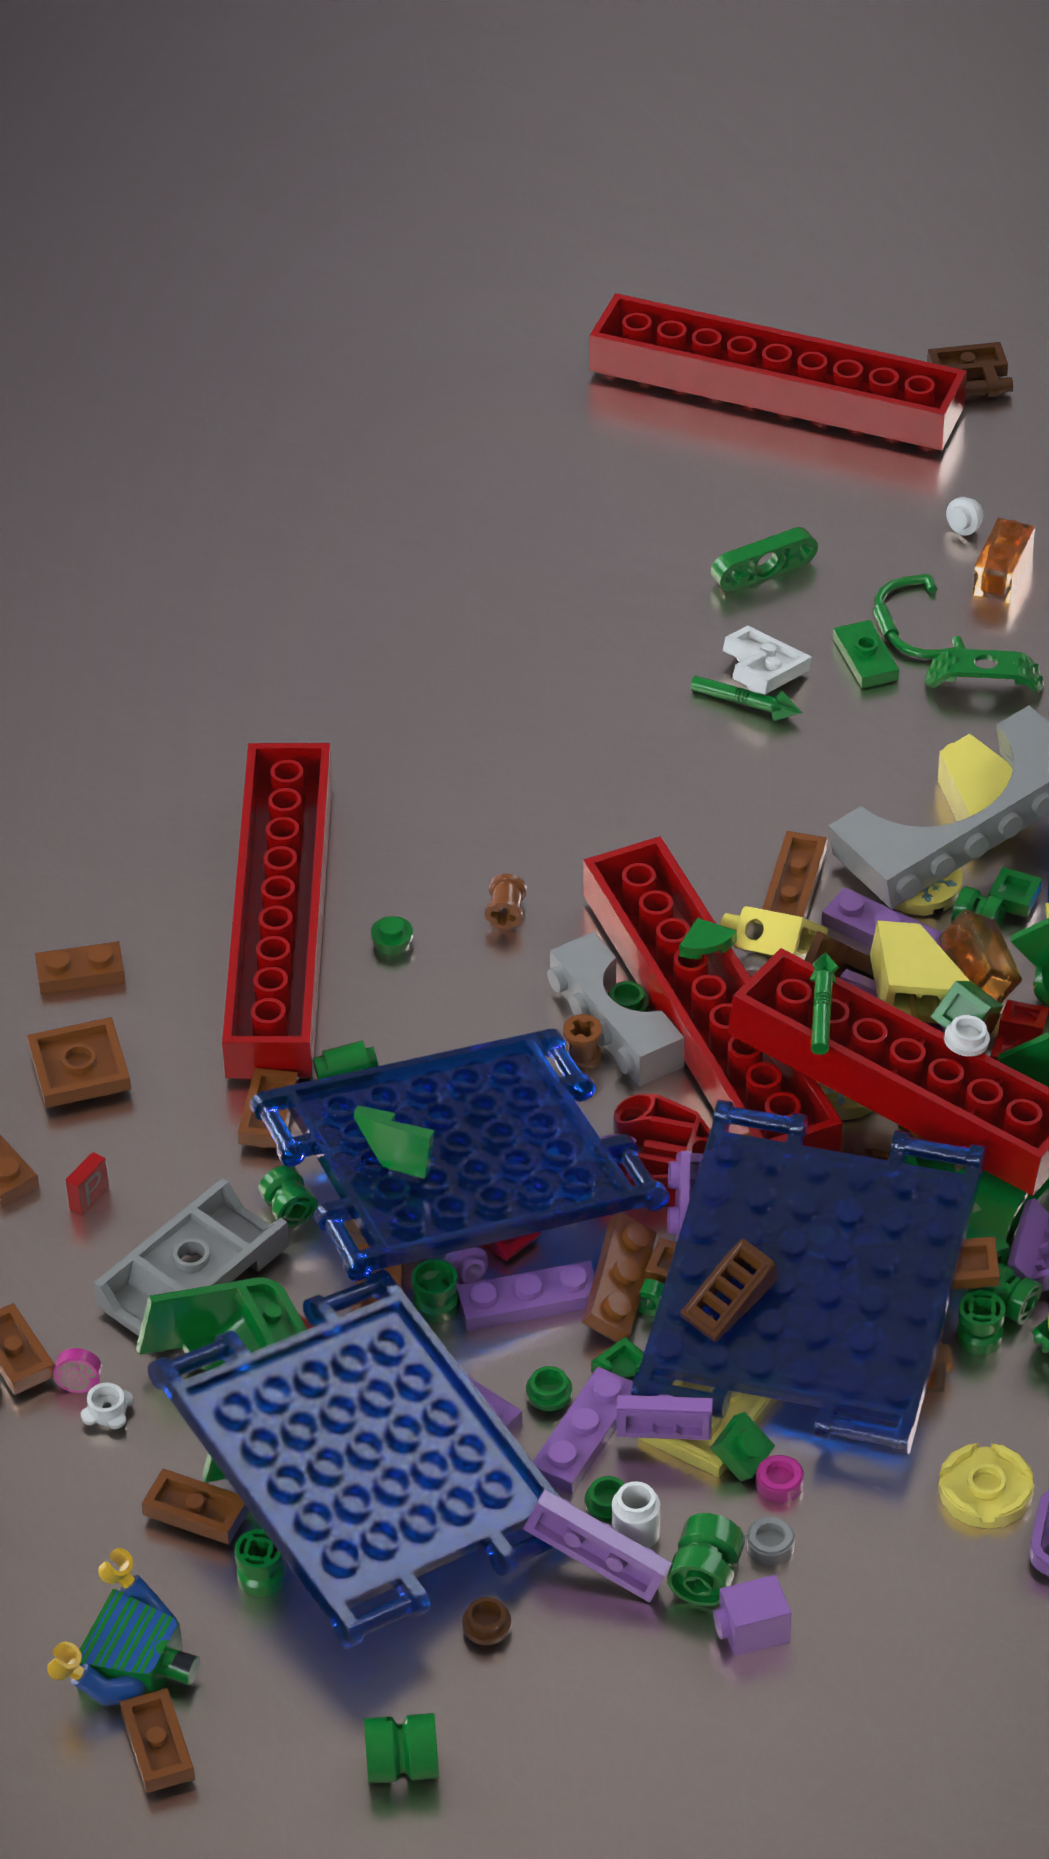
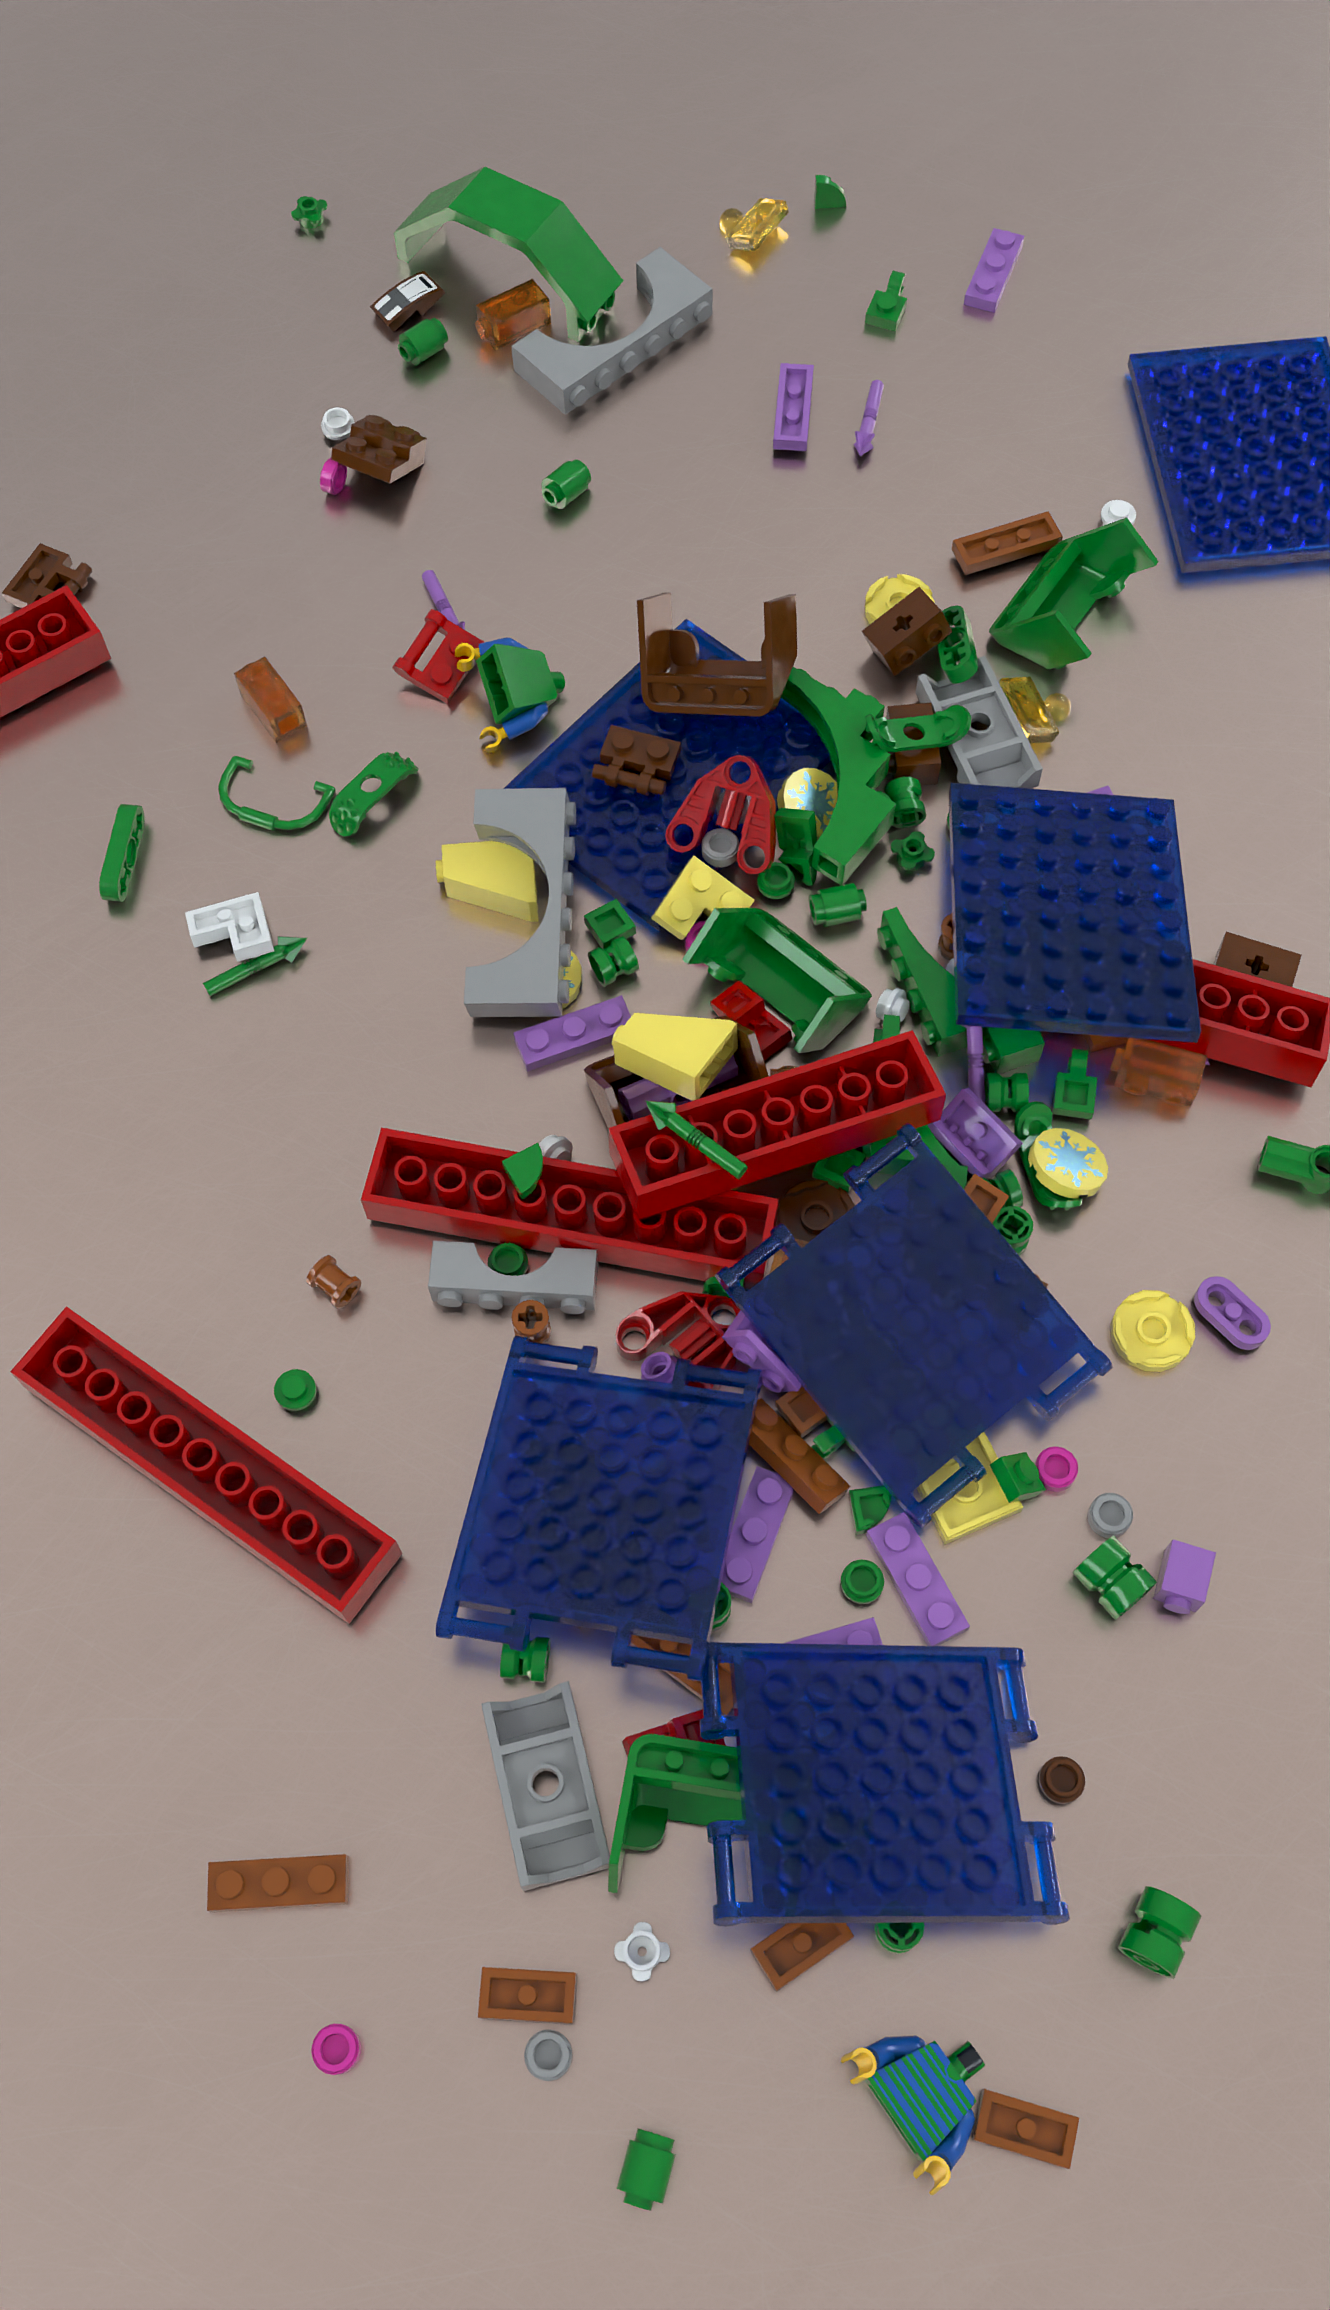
camera: 55 degrees left, 20 degrees up
(77, 1370) = (591, 1954): dark pink tile -> none
(79, 1062) = (242, 1738): dark orange plate -> none
(80, 967) = (127, 1667): dark orange plate -> none
(87, 1183) = (389, 1818): red tile -> none
(252, 1130) = (409, 1609): dark orange plate -> none
(344, 1059) = (417, 1520): green brick -> none
(396, 1144) = (595, 1555): green slope -> none
(597, 1545) = (1060, 1651): medium lavender plate -> none
(600, 1496) = (1000, 1609): green plate -> none
(637, 1513) = (1051, 1592): white brick -> none
(664, 1417) = (965, 1517): medium lavender plate -> none
(731, 1267) = (918, 1392): reddish brown slope -> none
(768, 931) = (552, 1112): light yellow torso -> none
(796, 874) = (480, 1063): dark orange plate -> none
(866, 654) = (280, 853): green plate -> none
(964, 515) = (199, 692): white plate -> none
(965, 999) = (759, 1043): panel -> none
(967, 1036) = (800, 1062): white plate -> none
(981, 954) = (663, 990): clear orange brick -> none

